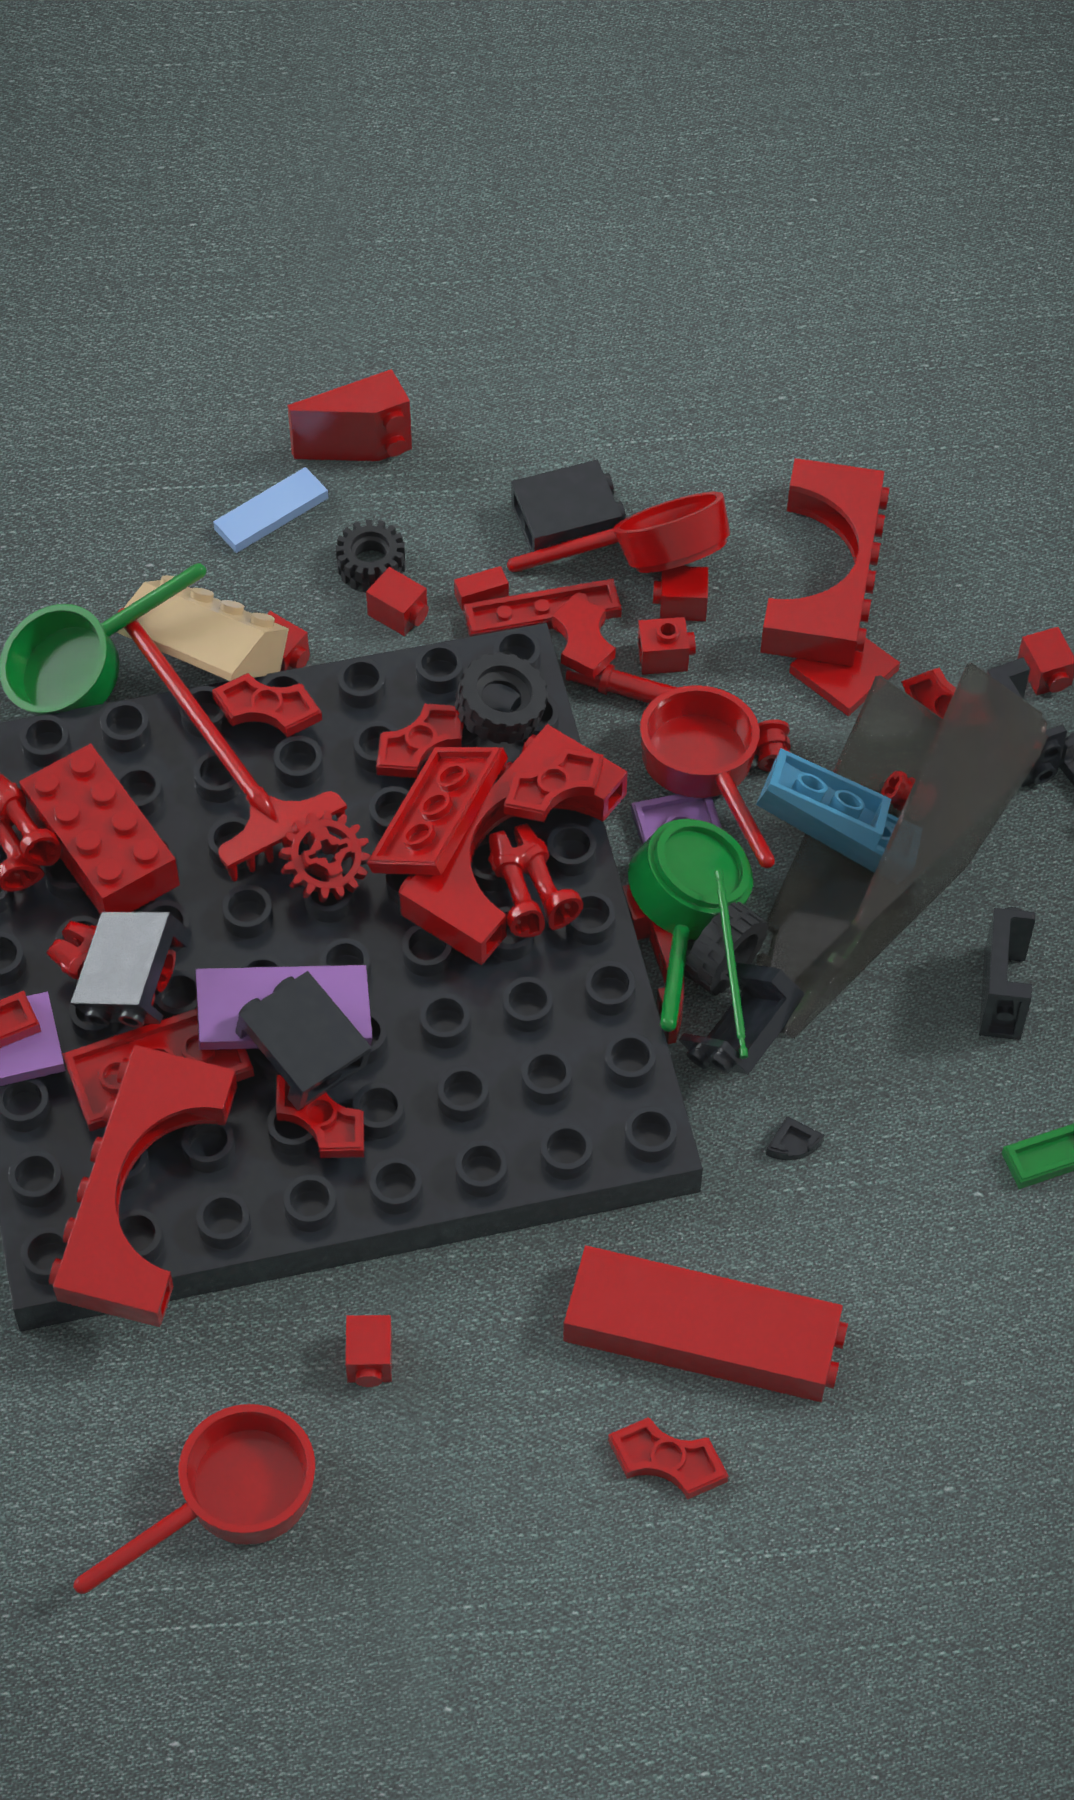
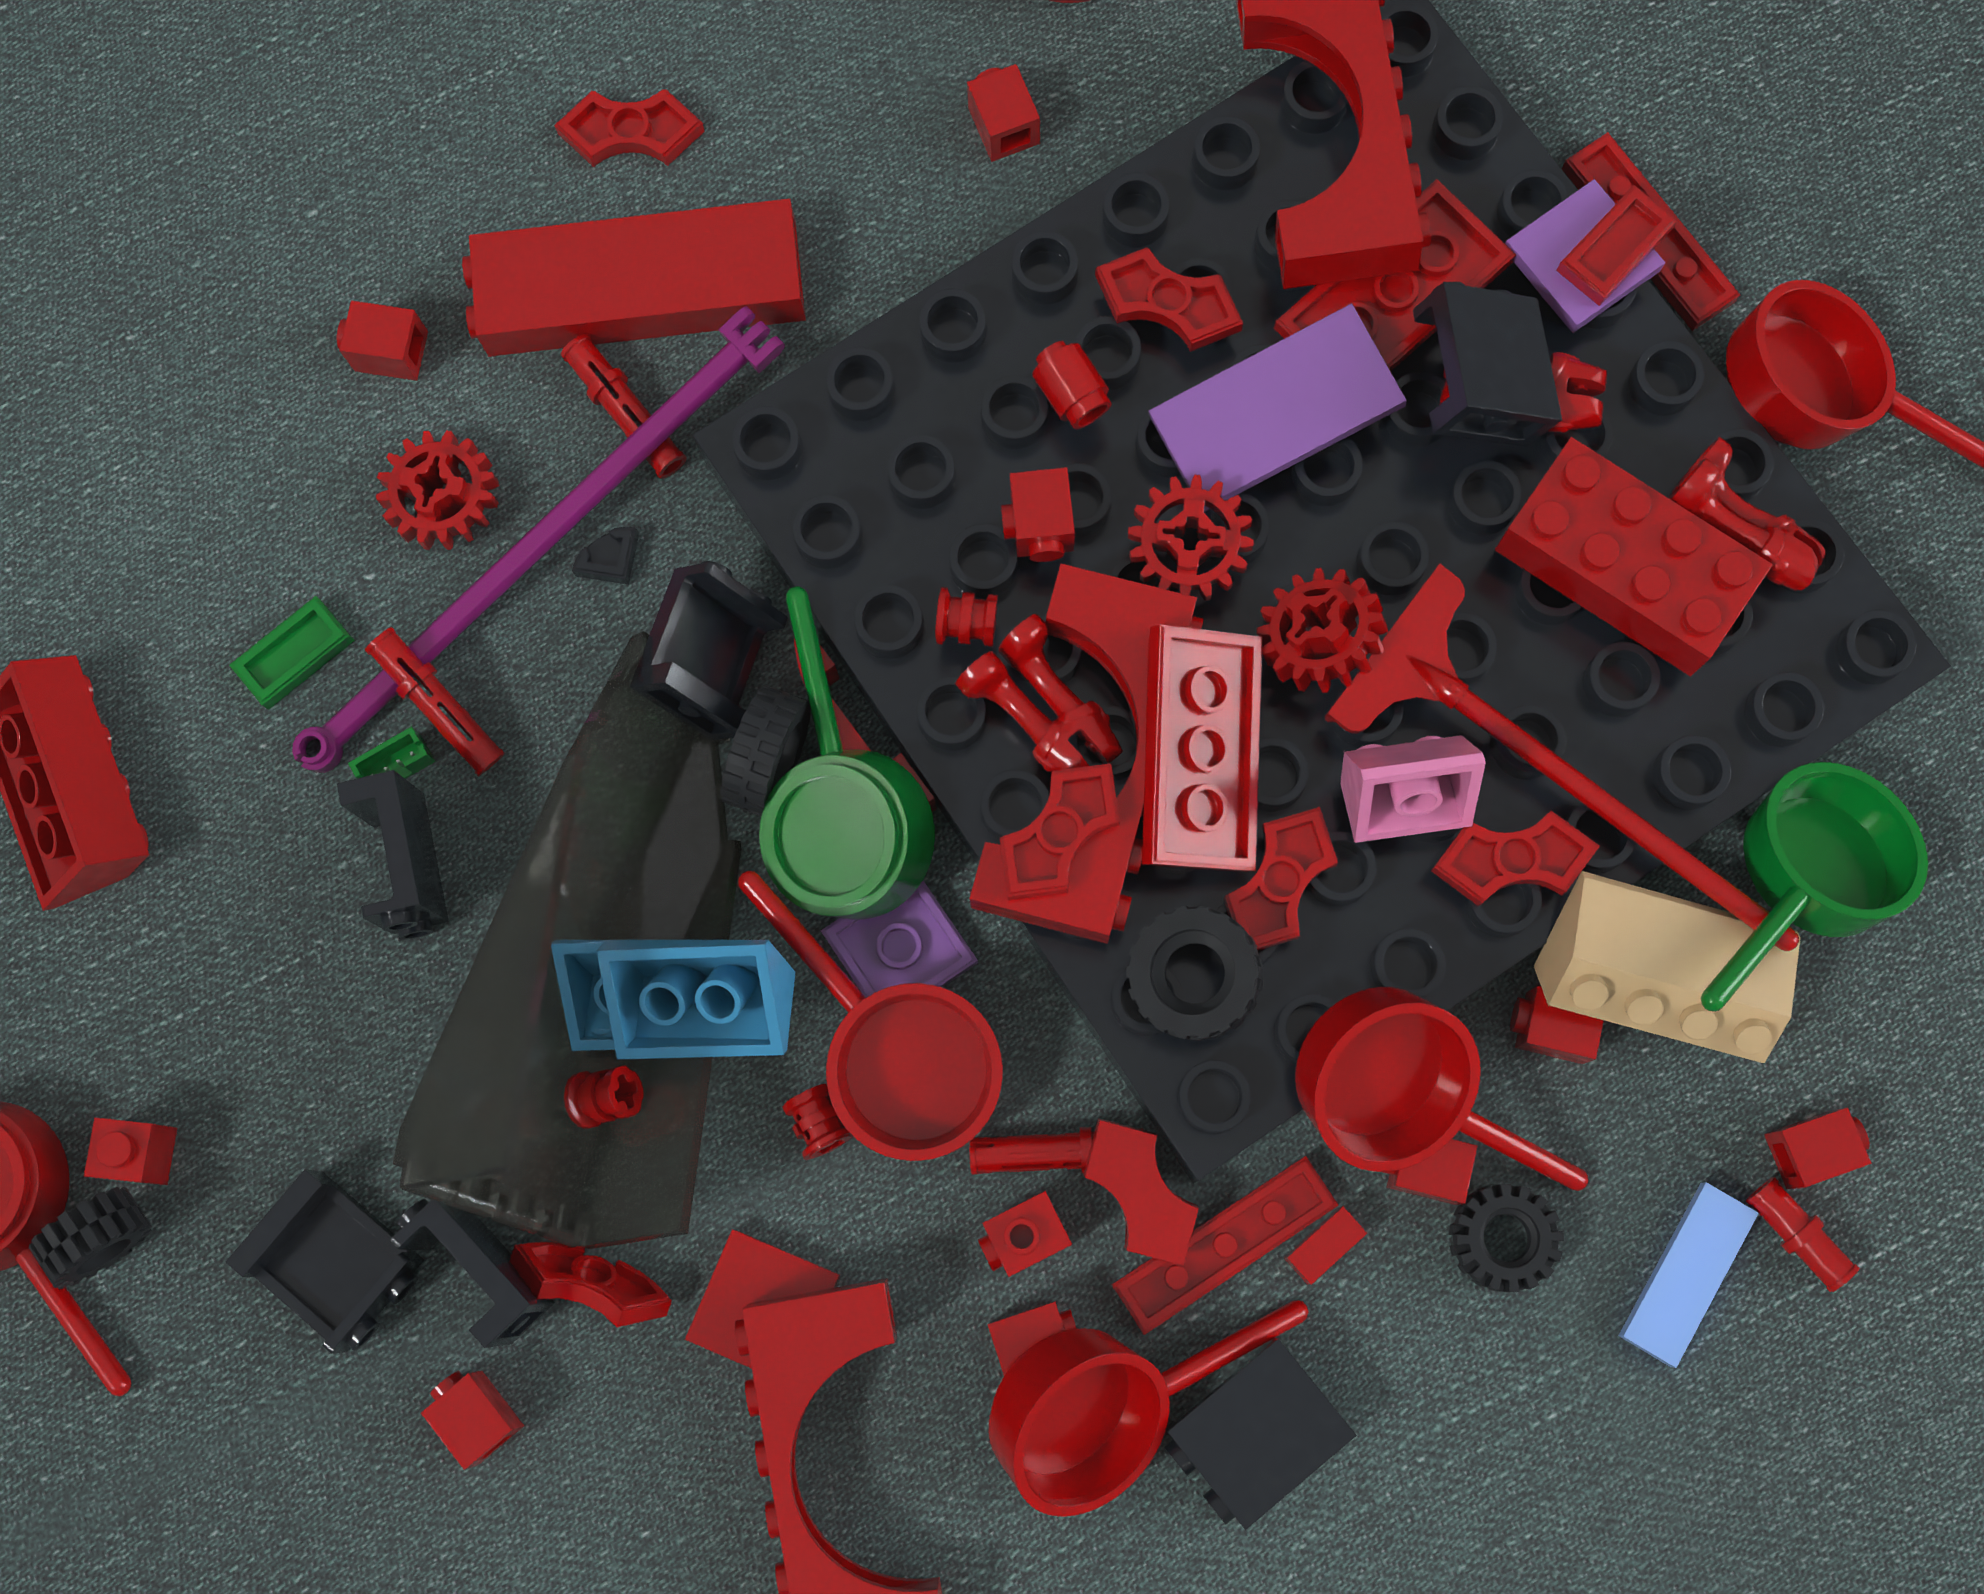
camera: 165 degrees right, 20 degrees up
(158, 538) = (1819, 1148): none -> red brick
(194, 504) = (1802, 1234): none -> red pin
(304, 1037) = (1228, 343): black panel -> none
(315, 745) = (1411, 787): none -> bright pink slope
(353, 421) = (1629, 1469): red slope -> none
(383, 942) = (1217, 539): none -> red gear
(402, 617) = (1398, 1081): none -> red piece
(418, 1071) = (1071, 384): none -> red brick
(478, 995) = (1040, 514): none -> red brick
(558, 949) = (966, 618): none -> red bush
(647, 1222) = (548, 531): none -> magenta hinge
(731, 964) = (738, 685): green piece -> none
(753, 1252) = (586, 361): none -> red pin
(896, 1205) = (425, 471): none -> red gear
(918, 1346) = (382, 340): none -> red brick
(958, 1082) = (390, 651): none -> red pin
(1005, 1056) = (402, 753): none -> green piece

